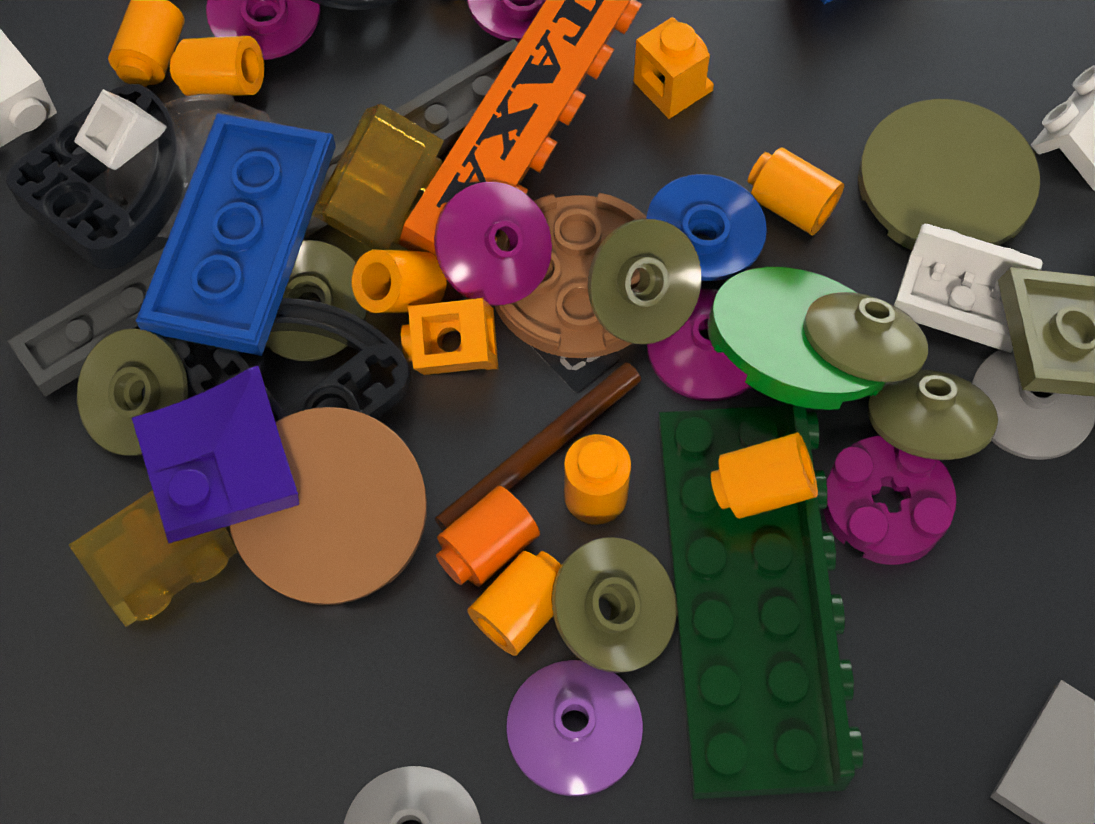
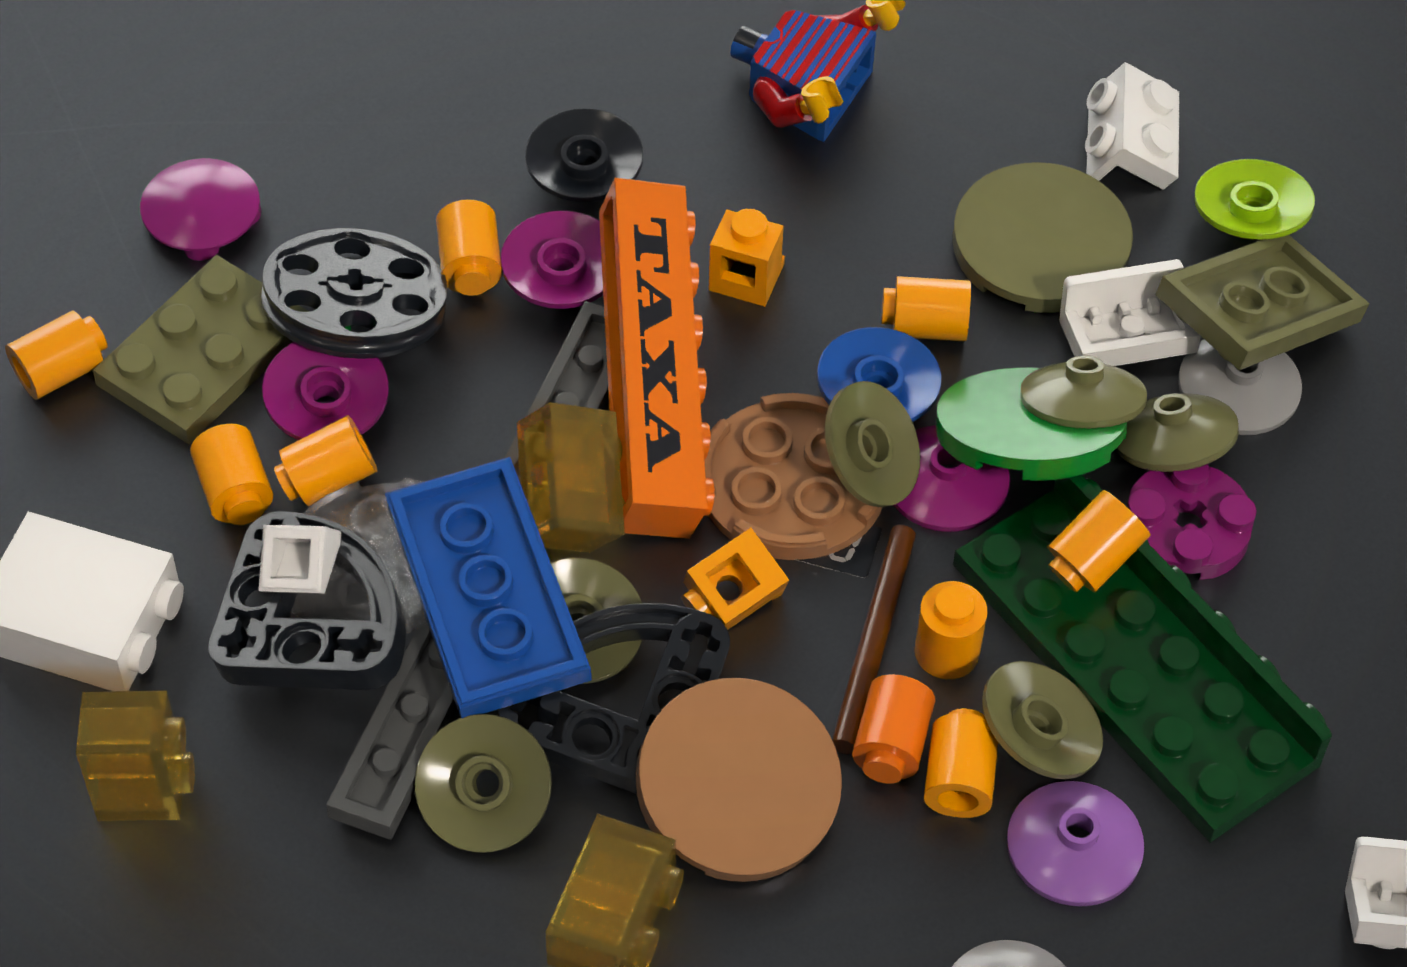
camera: 35 degrees left, 10 degrees down
(216, 458) = (624, 783): dark purple plate -> none
(397, 279) = (654, 558): light orange brick -> none
(468, 246) = (716, 480): magenta dish -> none

